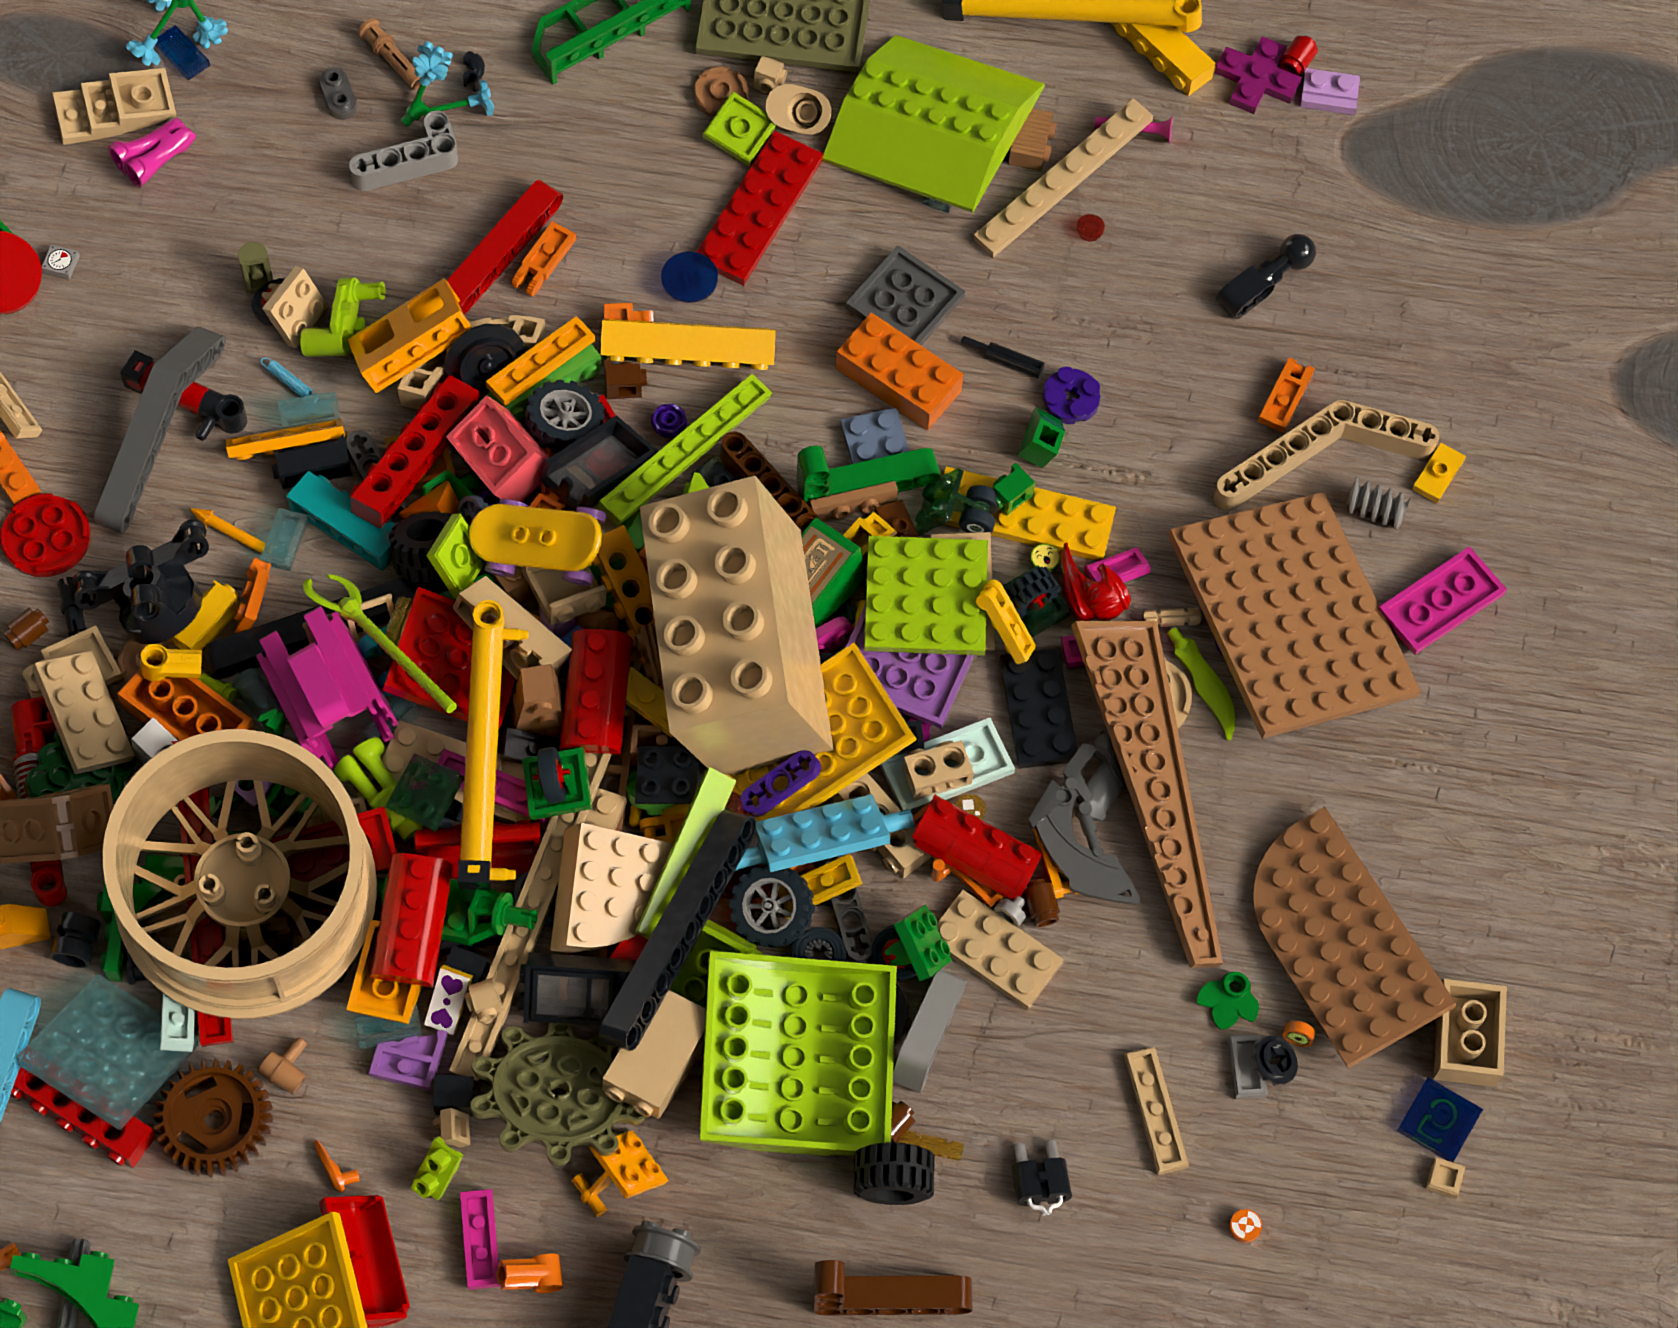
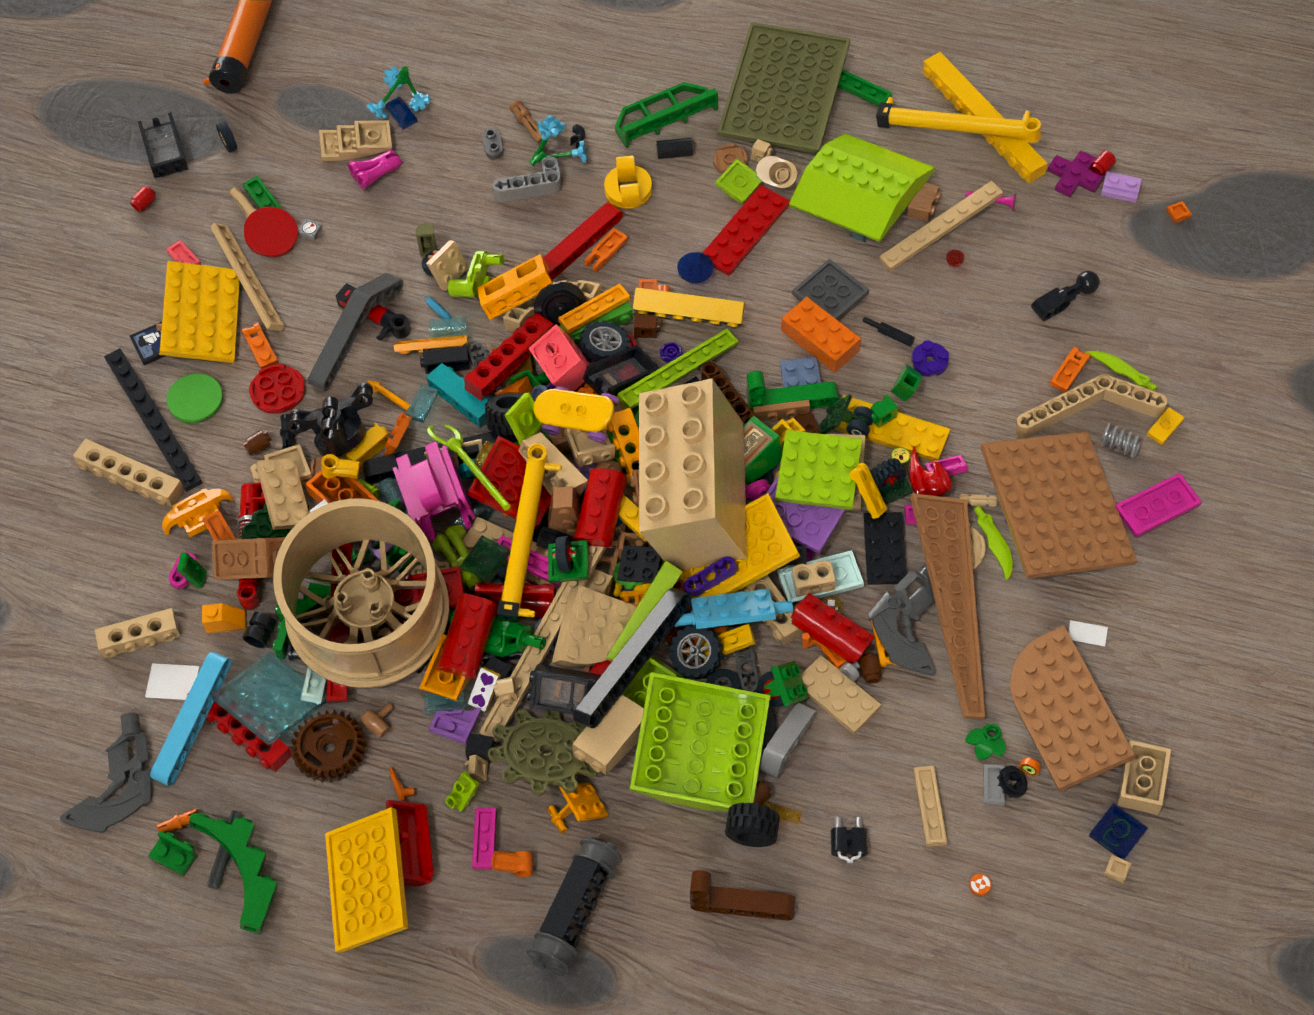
camera: 15 degrees right, 5 degrees down
(570, 165) = (630, 194): none -> yellow piece
(630, 80) = (674, 148): none -> black brick
(1360, 812) = (1087, 633): none -> white sticker
(1367, 386) = (1123, 368): none -> lime sword
(1421, 125) = (1178, 212): none -> orange tile

